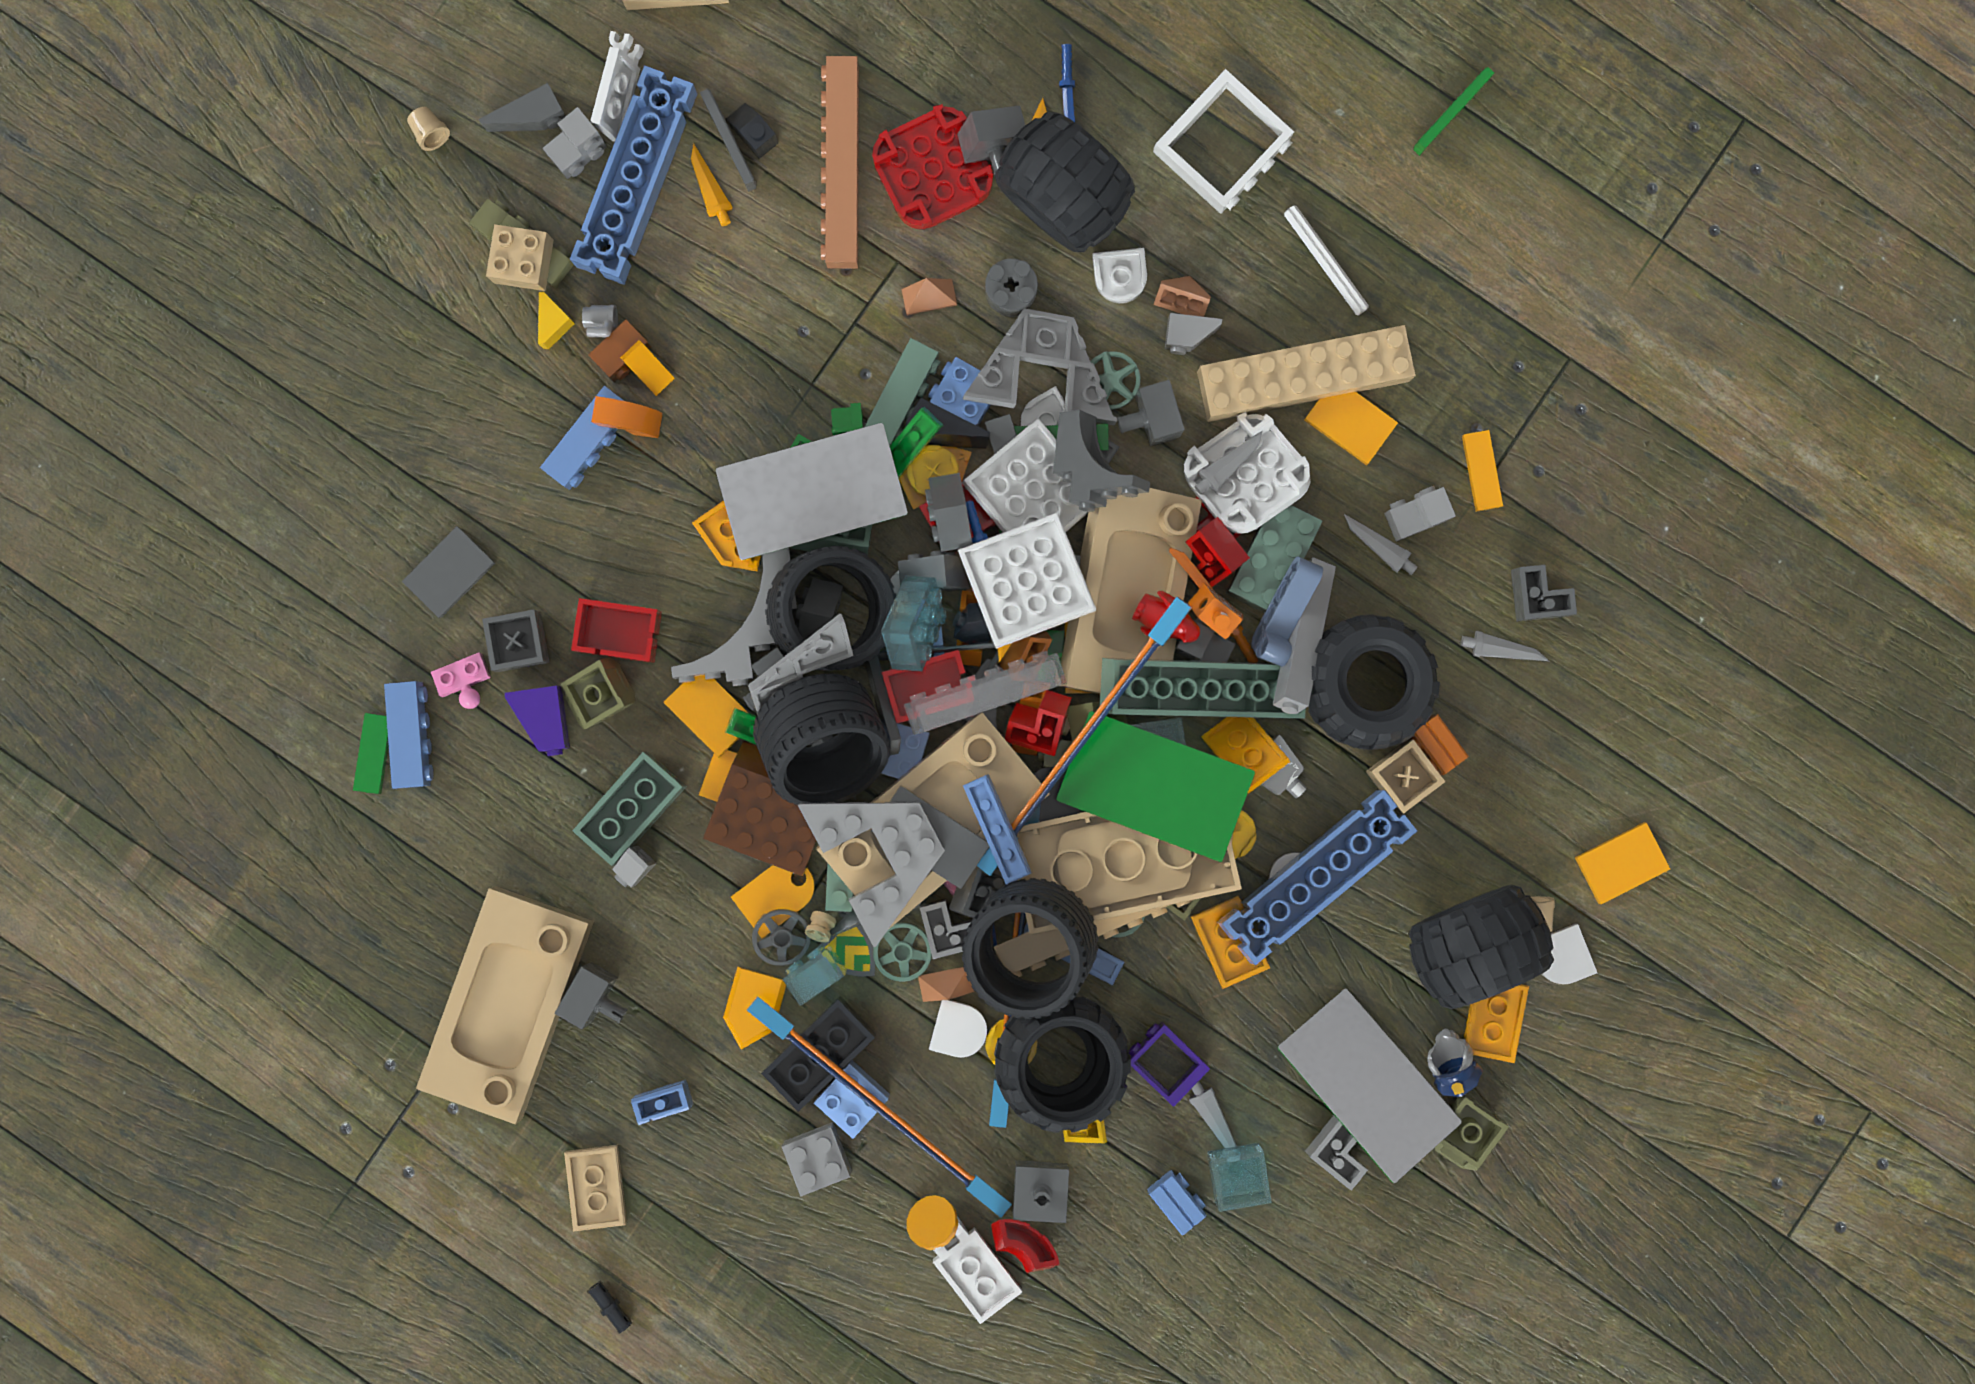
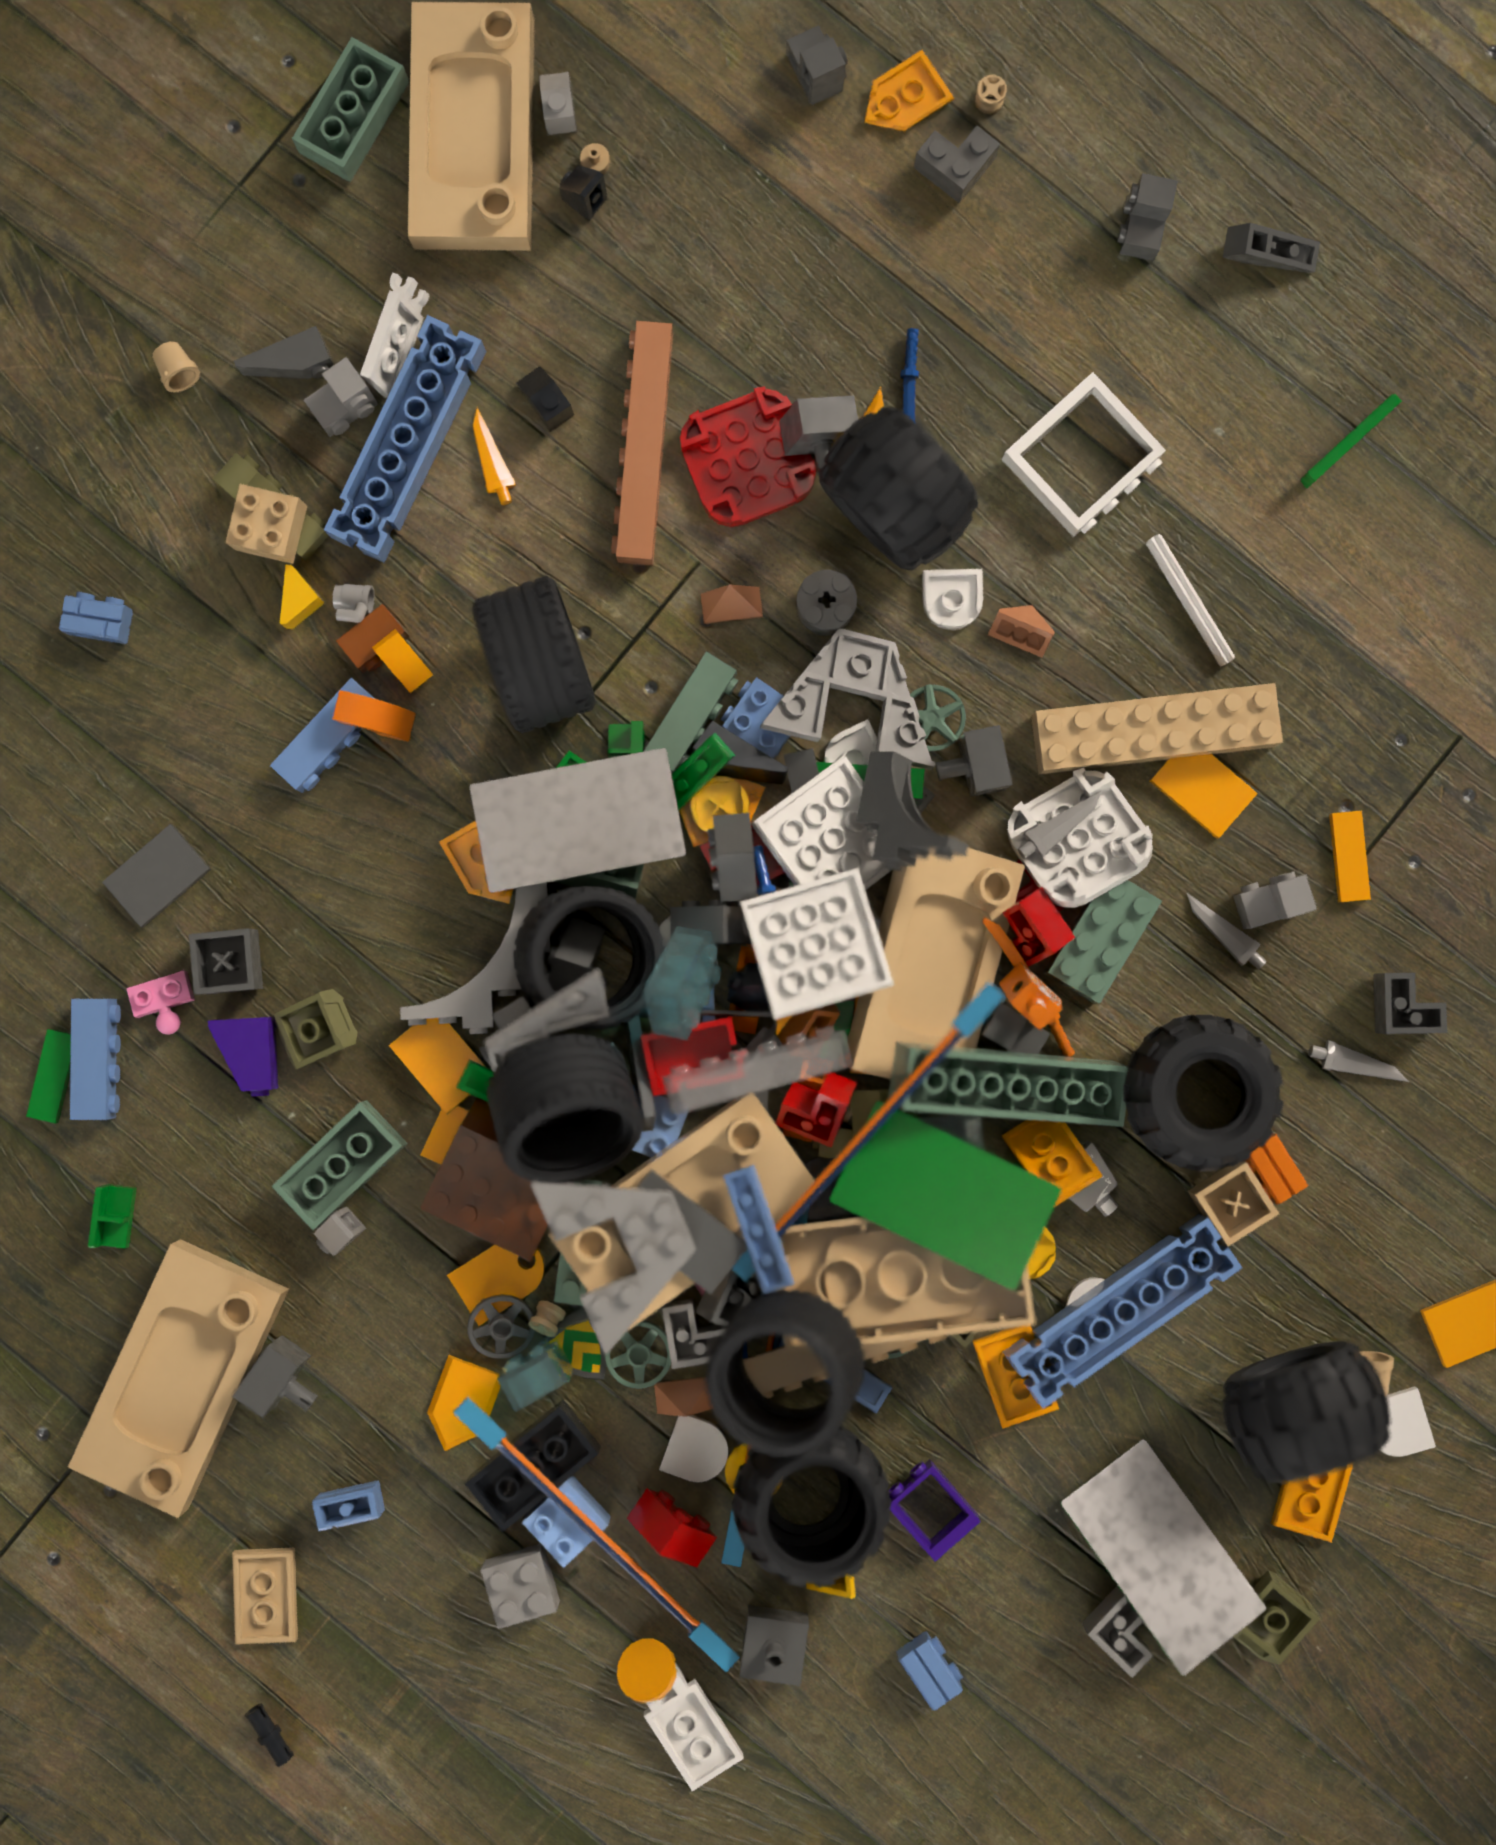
camera: 15 degrees right, 0 degrees up
(377, 353) = (95, 618): none -> medium blue brick
(435, 870) = (112, 1216): none -> green panel
(616, 630) = (343, 957): red piece -> none
(728, 140) = (517, 407): dark grey tile -> none
(761, 351) = (533, 654): none -> black tyre
(944, 1097) = (671, 1529): none -> red brick
(1025, 1243) = (752, 1704): red brick -> none
(1152, 609) = (960, 990): red animal -> none
(1188, 332) = (1025, 669): light grey slope -> none
(1209, 1109) = (976, 1566): light grey bar -> none
(1239, 1177) = (1004, 1649): clear light blue brick -> none
(1284, 611) = (1110, 1002): sand blue beam -> none
(1295, 677) = (1129, 1033): light grey brick -> none
(1453, 1065) = (1261, 1540): piece -> none

